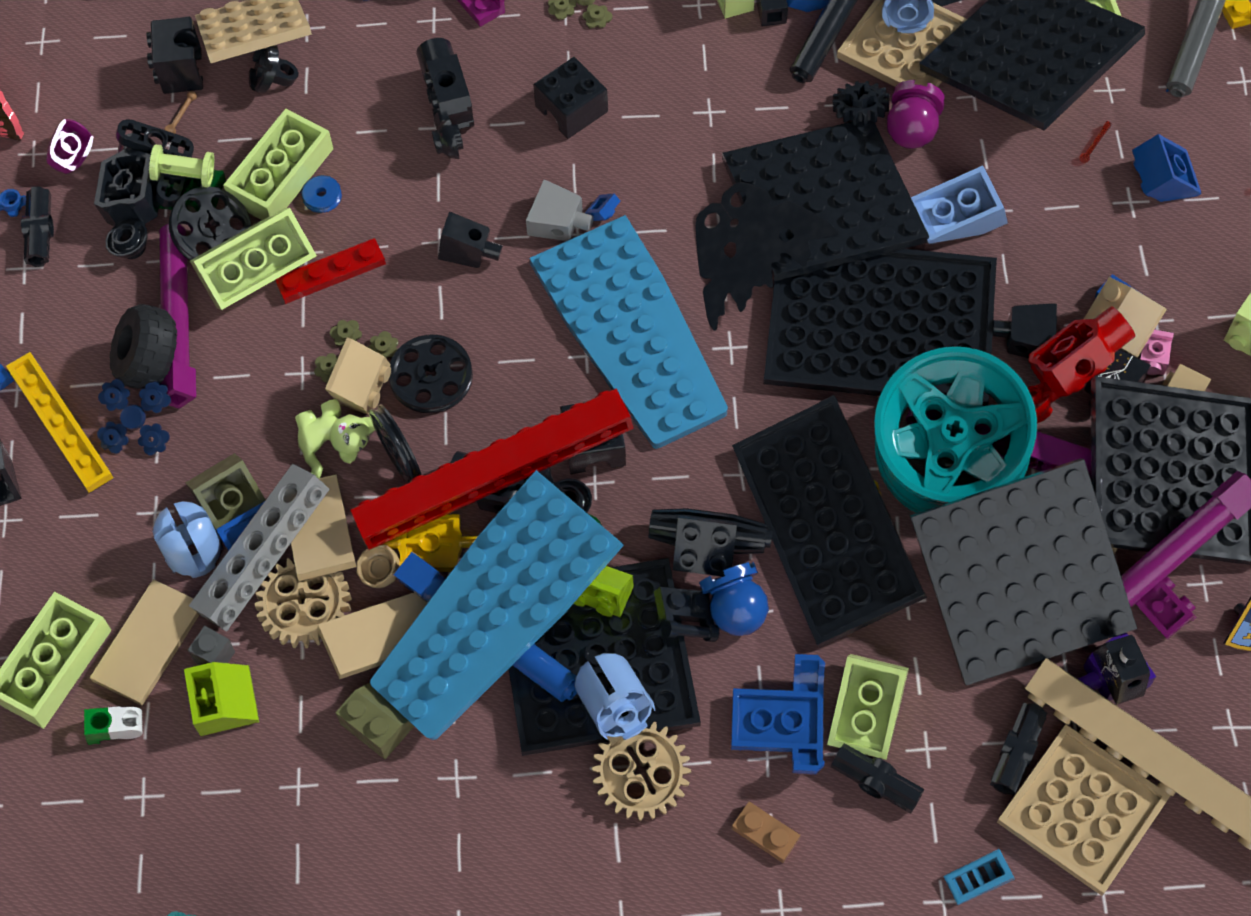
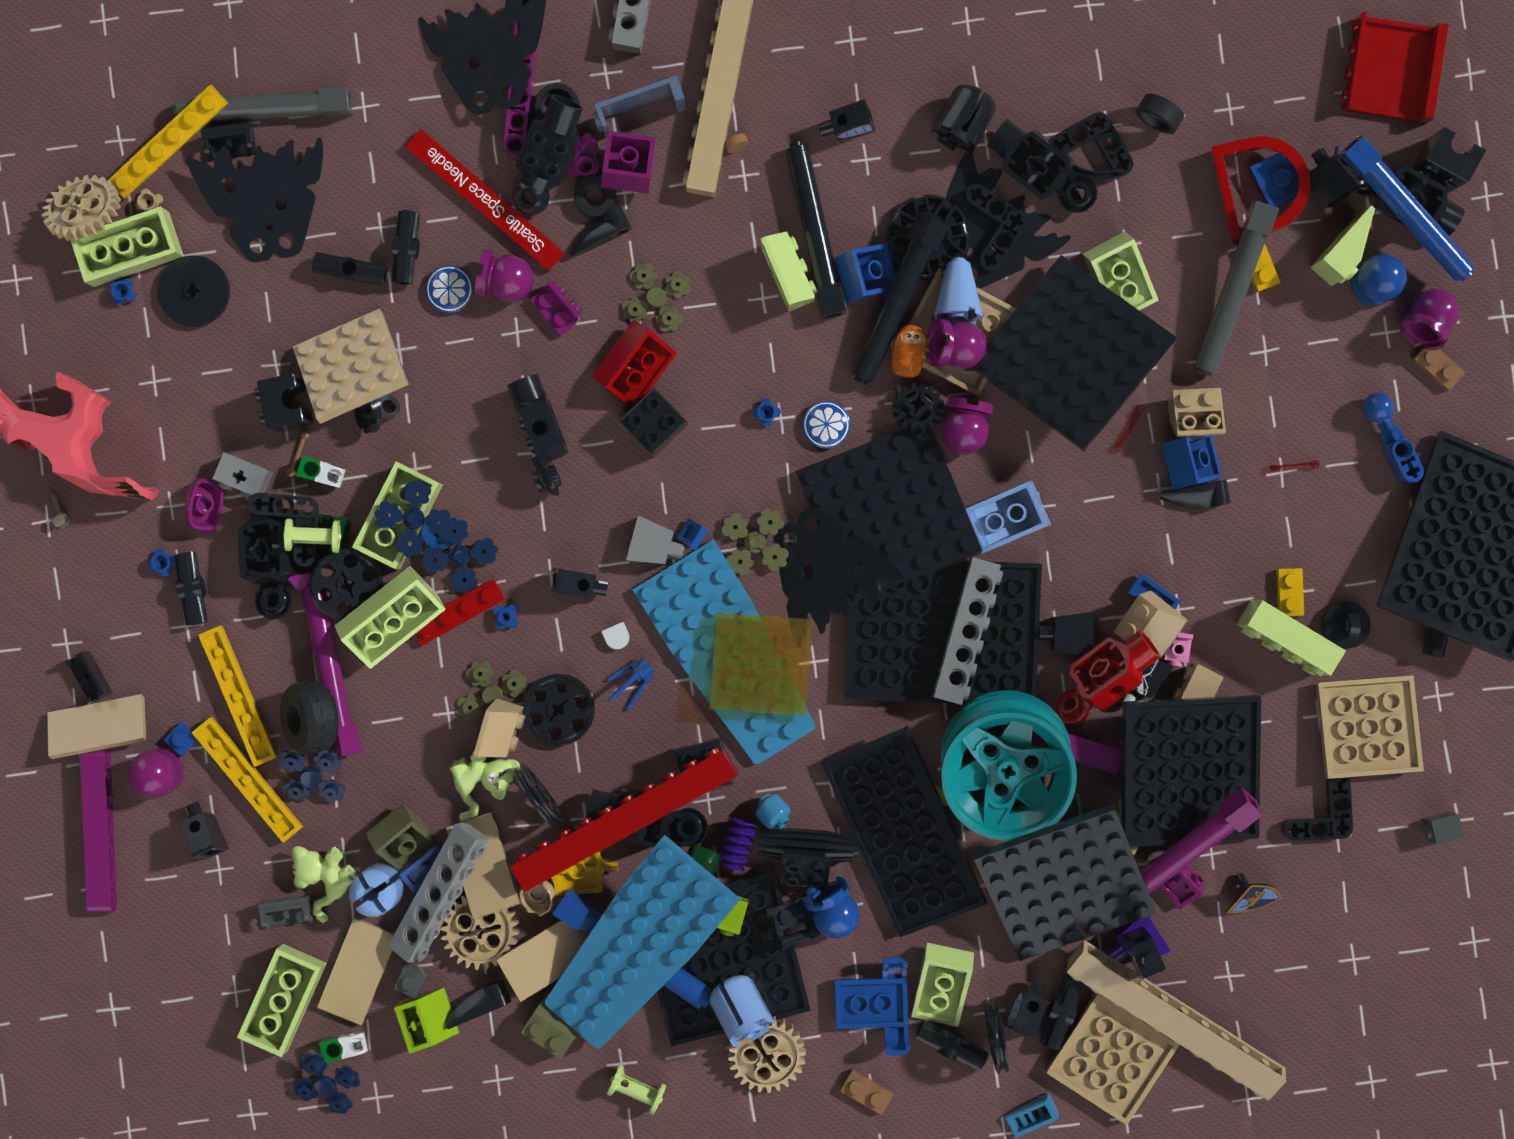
camera: 10 degrees left, 25 degrees up
(67, 336) = (238, 695): none -> yellow plate
(74, 565) = (286, 911): none -> dark grey hinge
(83, 763) = (326, 1085): none -> dark blue plant
(106, 116) = (232, 466): none -> light grey brick
(112, 517) = (311, 868): none -> yellowish green animal
(157, 220) = (300, 579): none -> magenta slope
(201, 125) = (320, 472): none -> leg
(296, 158) = (413, 518): none -> dark blue plant
(298, 683) = (480, 1003): none -> black piece
(340, 213) = (460, 556): none -> dark blue plant
(383, 283) = (510, 611): none -> blue plate
(471, 800) = (636, 1089): none -> yellowish green hose
(506, 304) = (616, 636): none -> white tile
(529, 338) = (640, 671): none -> blue plant
(554, 43) = (634, 364): none -> red slope
(626, 518) = (737, 844): none -> dark purple piece
(669, 332) = (761, 664): none -> clear yellow plate
(670, 490) = (773, 811): none -> dark azure head
(672, 222) = (755, 541): none -> olive plant
(697, 96) = (766, 405): none -> blue plate
(759, 117) = (826, 424): none -> dish
(853, 48) = (908, 351): none -> orange piece
(906, 35) = (955, 344): none -> magenta tile
(925, 252) = (976, 569): none -> light grey brick
(934, 755) = (996, 1036): none -> black wedge
(973, 740) = (1025, 1020): none -> black torso
(1170, 116) = (1196, 412): none -> tan slope
(1179, 203) = (1199, 496): none -> black piece

